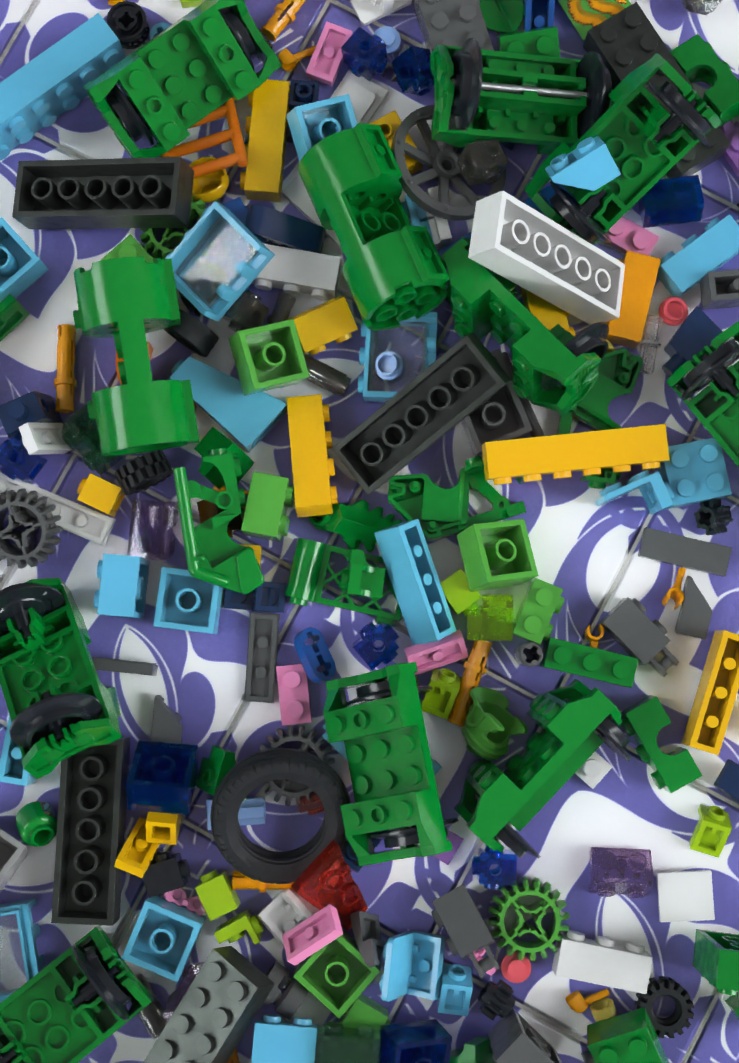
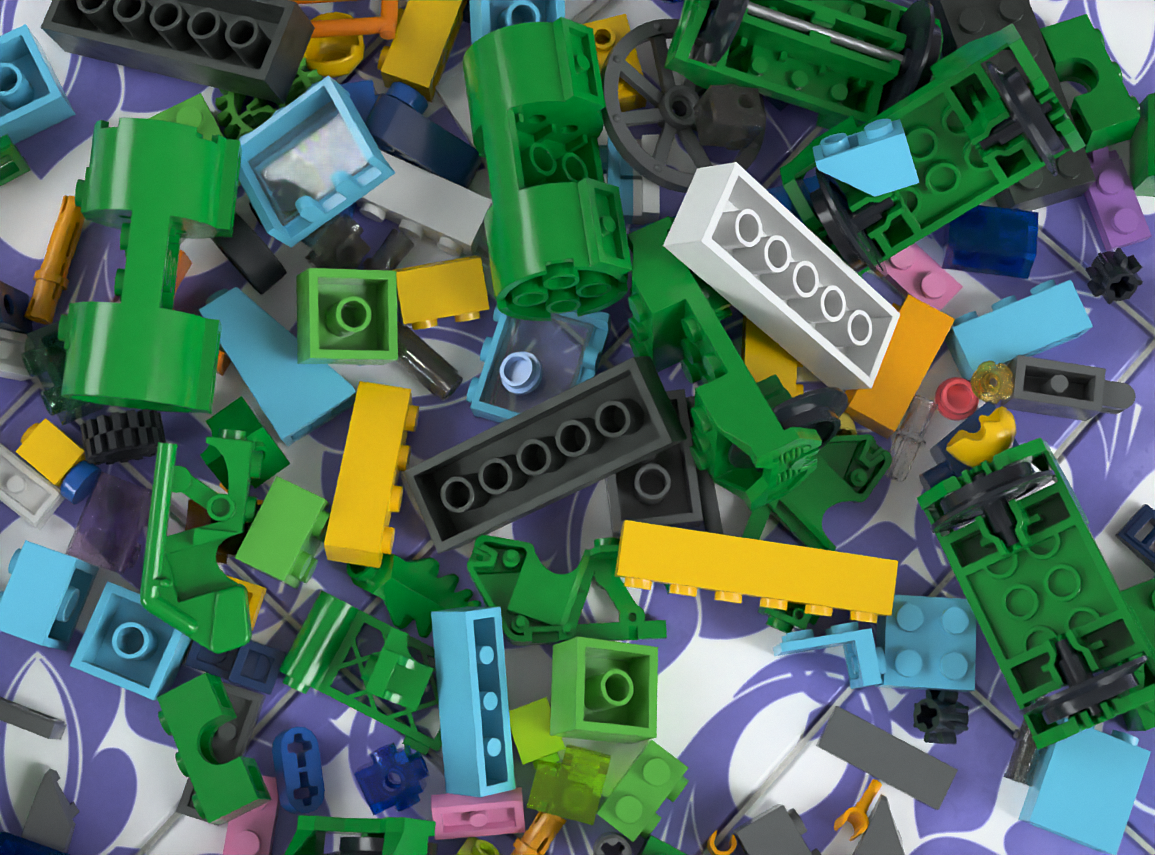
camera: 10 degrees right, 5 degrees down
(122, 508) = (79, 482): none -> blue tile
(239, 638) = (192, 717): none -> green arch
(265, 200) = (408, 96): none -> blue tile
(688, 294) = (981, 382): none -> clear yellow plate
(705, 330) = (994, 437): none -> yellow hair

